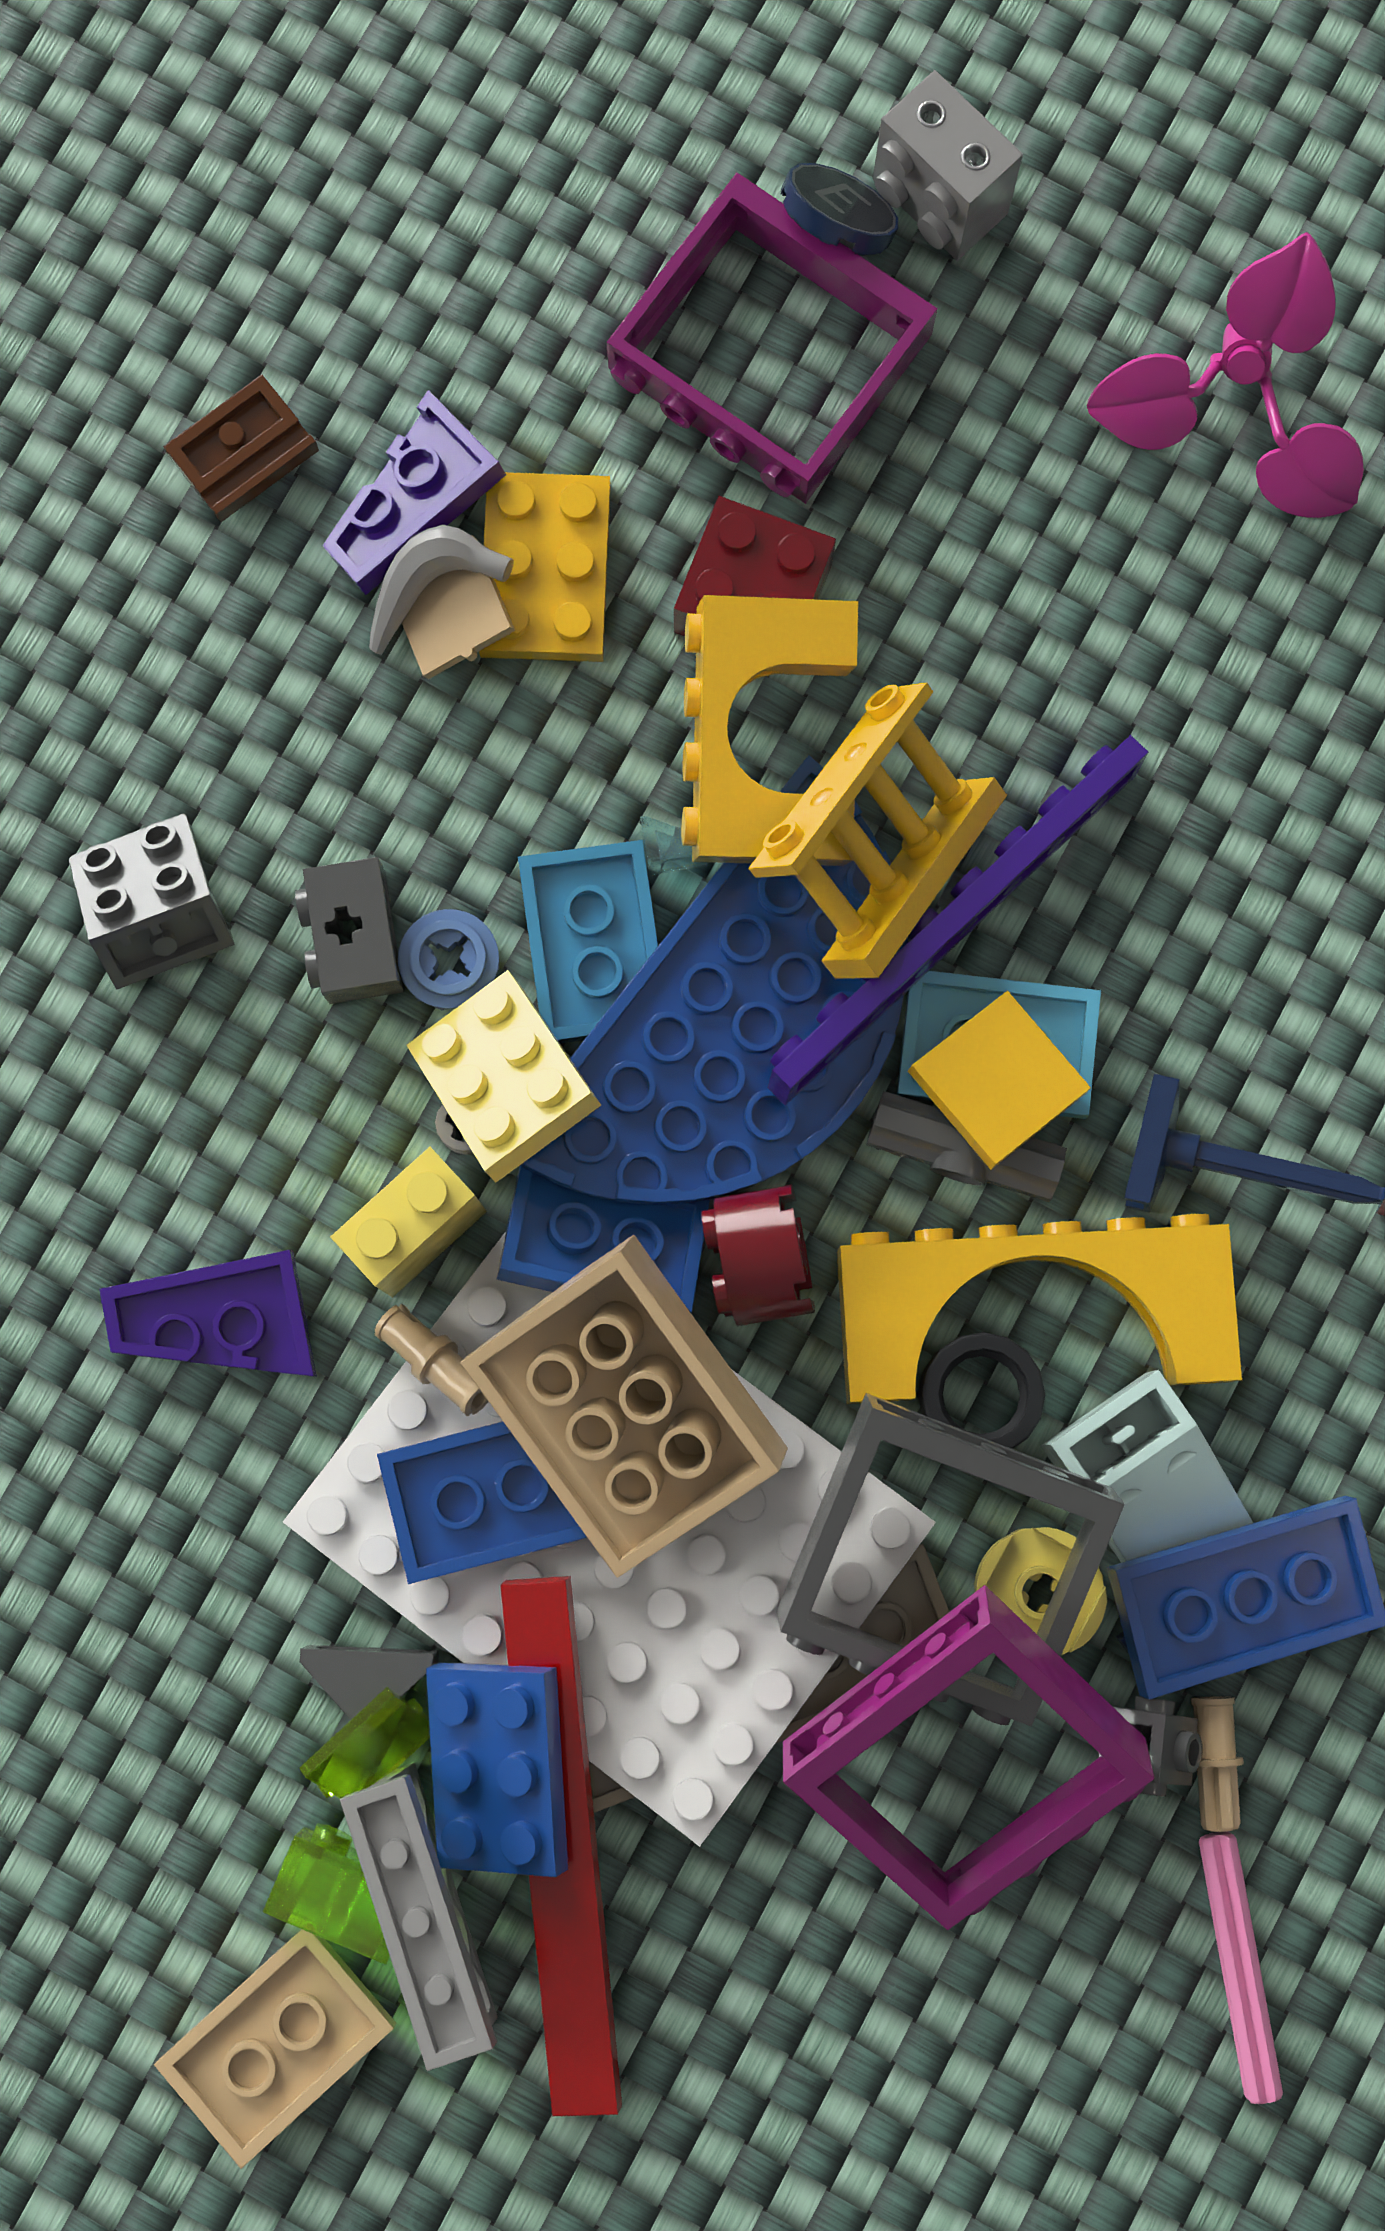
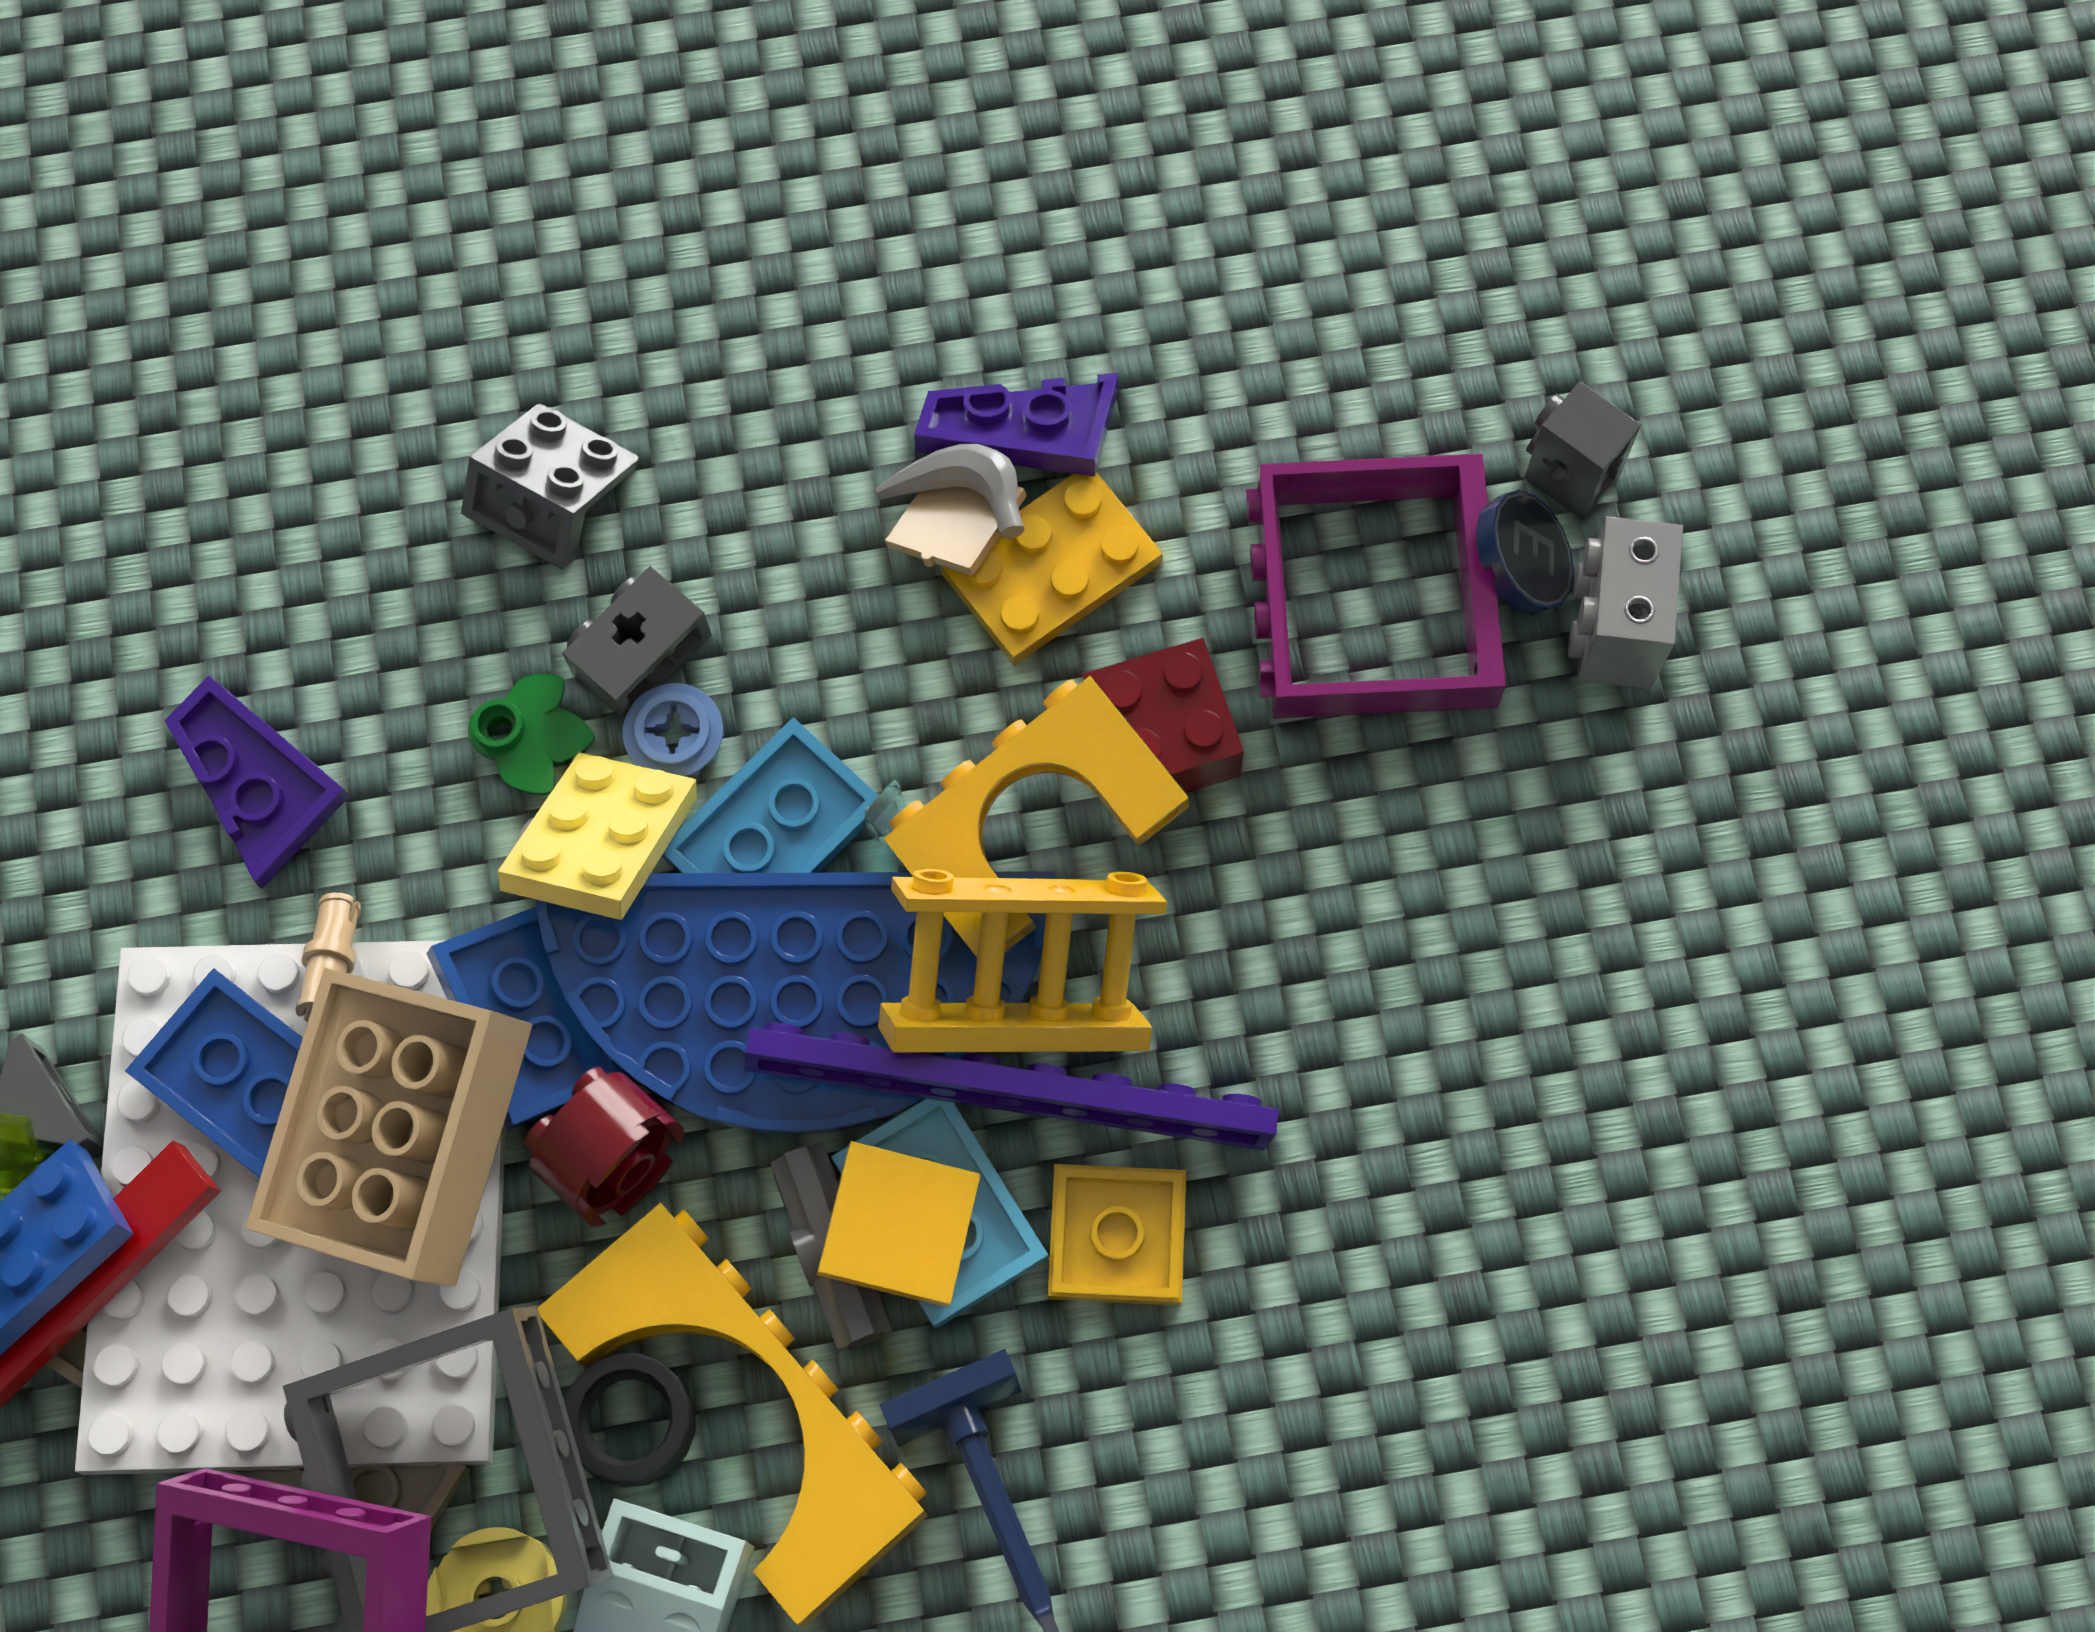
camera: 55 degrees right, 10 degrees down
(241, 448) = (957, 278): reddish brown plate -> none
(364, 1064) = (539, 733): none -> green plate
(409, 1223) = (421, 854): light yellow brick -> none
(793, 98) = (1580, 448): none -> dark grey brick
(1117, 930) = (1117, 1235): none -> yellow tile
(1276, 301) = (1718, 943): dark pink plant -> none

